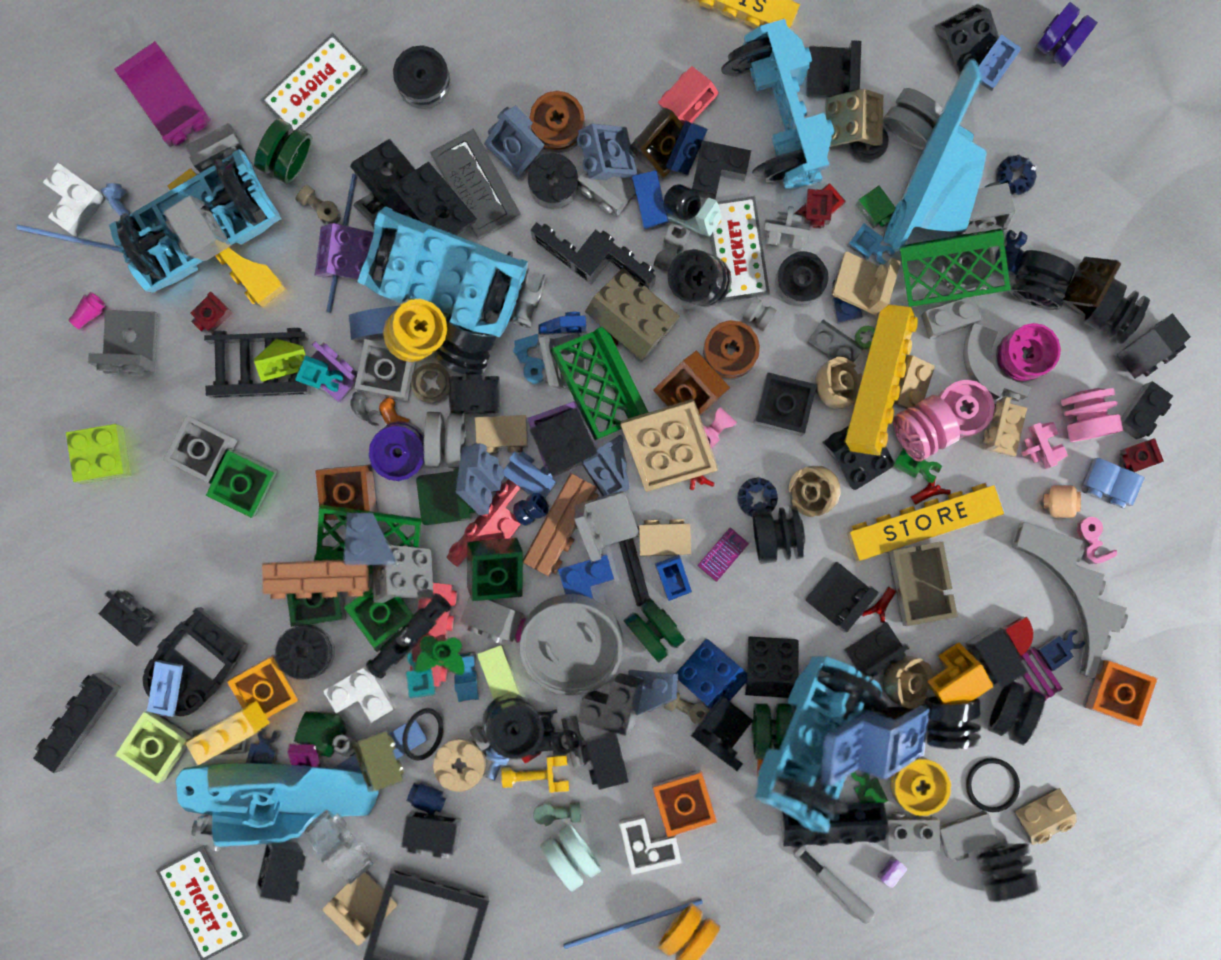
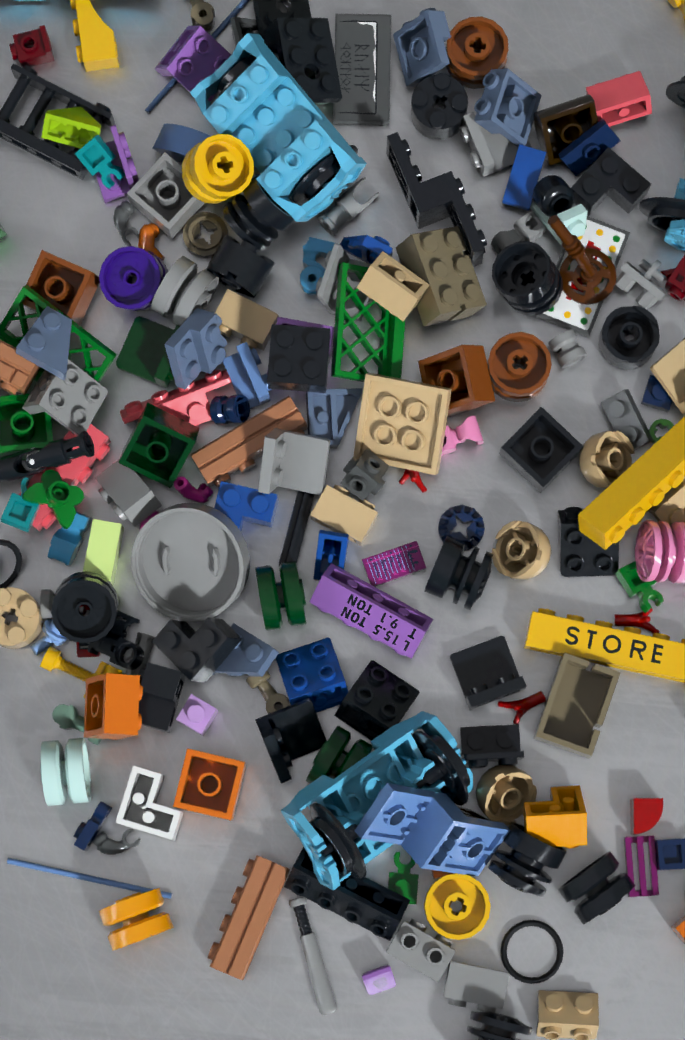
camera: 30 degrees right, 5 degrees down
(539, 589) = (188, 491): none -> dark pink arm
(579, 790) = (112, 706): none -> orange brick
(603, 344) = (392, 286): none -> tan brick
(611, 892) = (89, 830): none -> dark blue plate
(635, 892) = (113, 847): none -> dark grey arm
(643, 756) = (197, 715): none -> lavender brick
(663, 500) = (364, 475): none -> dark grey brick
(728, 601) = (370, 610): none -> medium lavender brick
(737, 246) = (585, 270): none -> reddish brown dish
(771, 884) = (249, 918): none -> nougat brick
(997, 657) = (607, 820): black brick -> none

